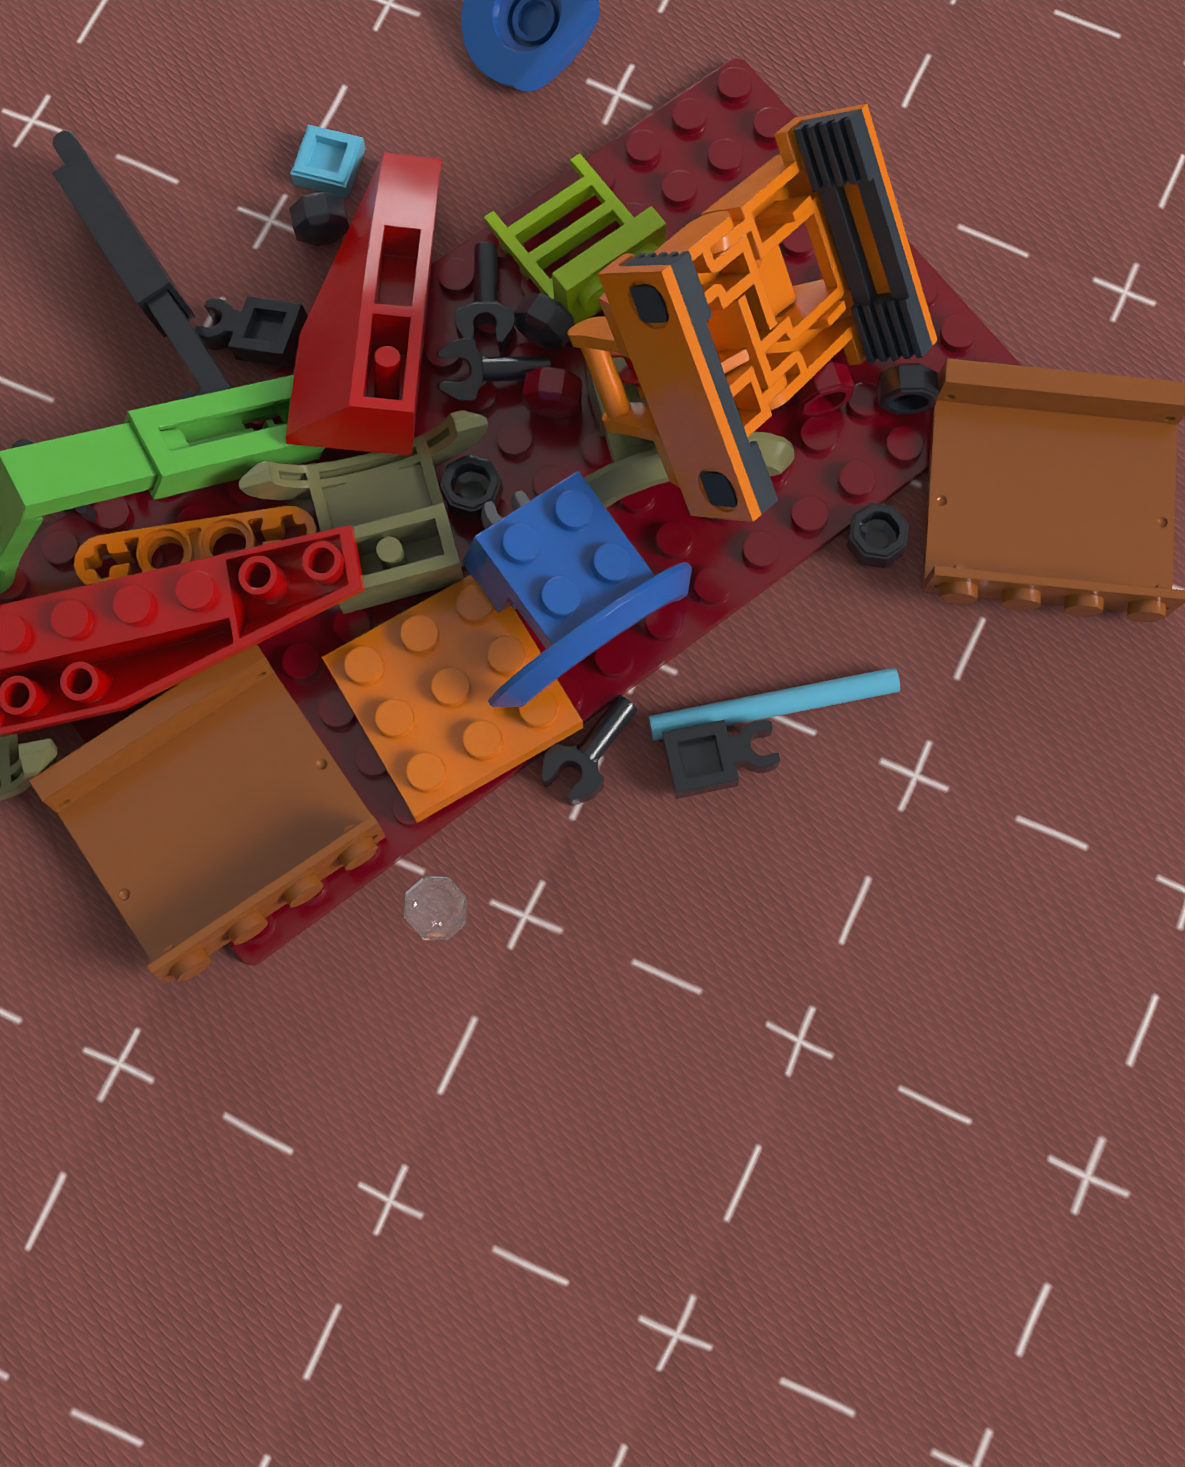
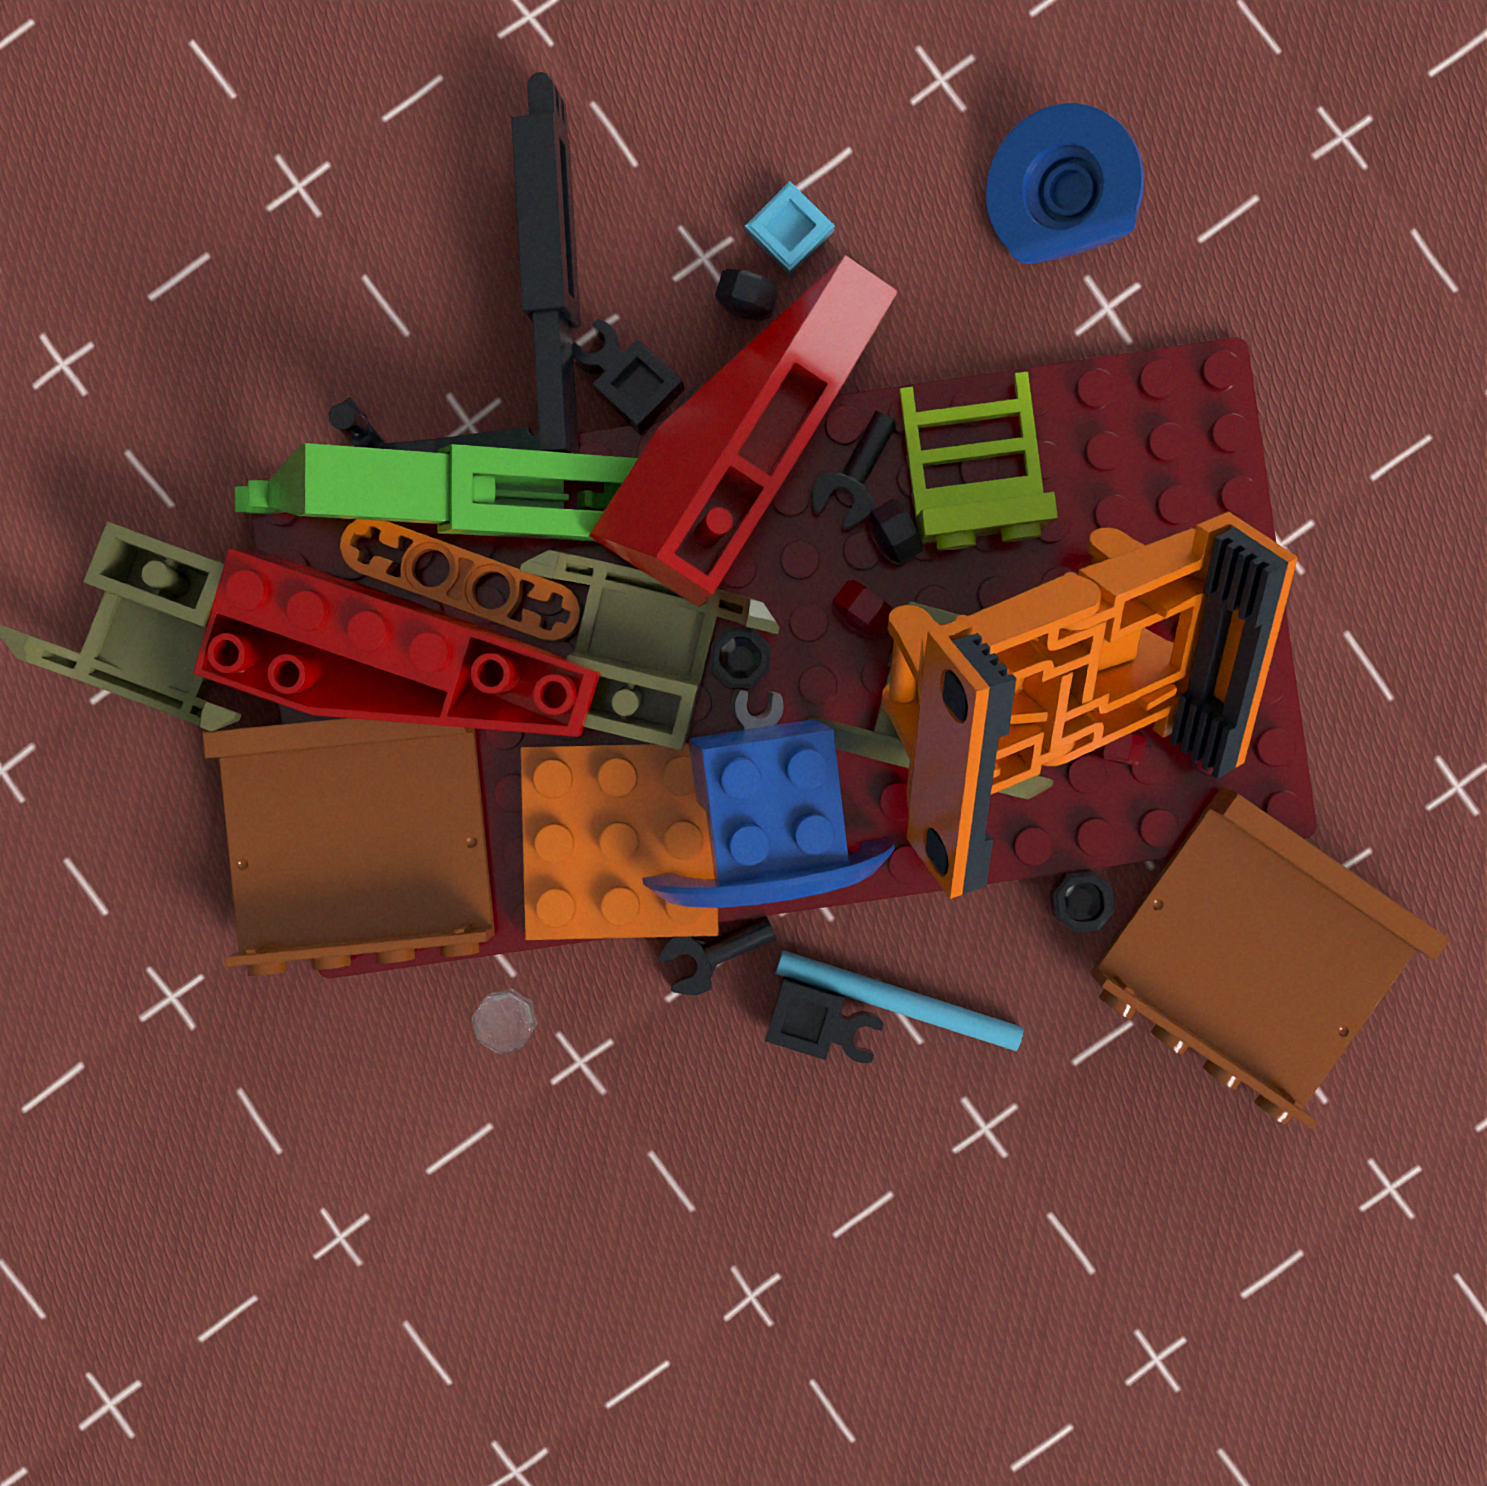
camera: 25 degrees right, 15 degrees up
(484, 369) = (816, 547): black bar -> none
(907, 388) = (1191, 787): black tile -> none

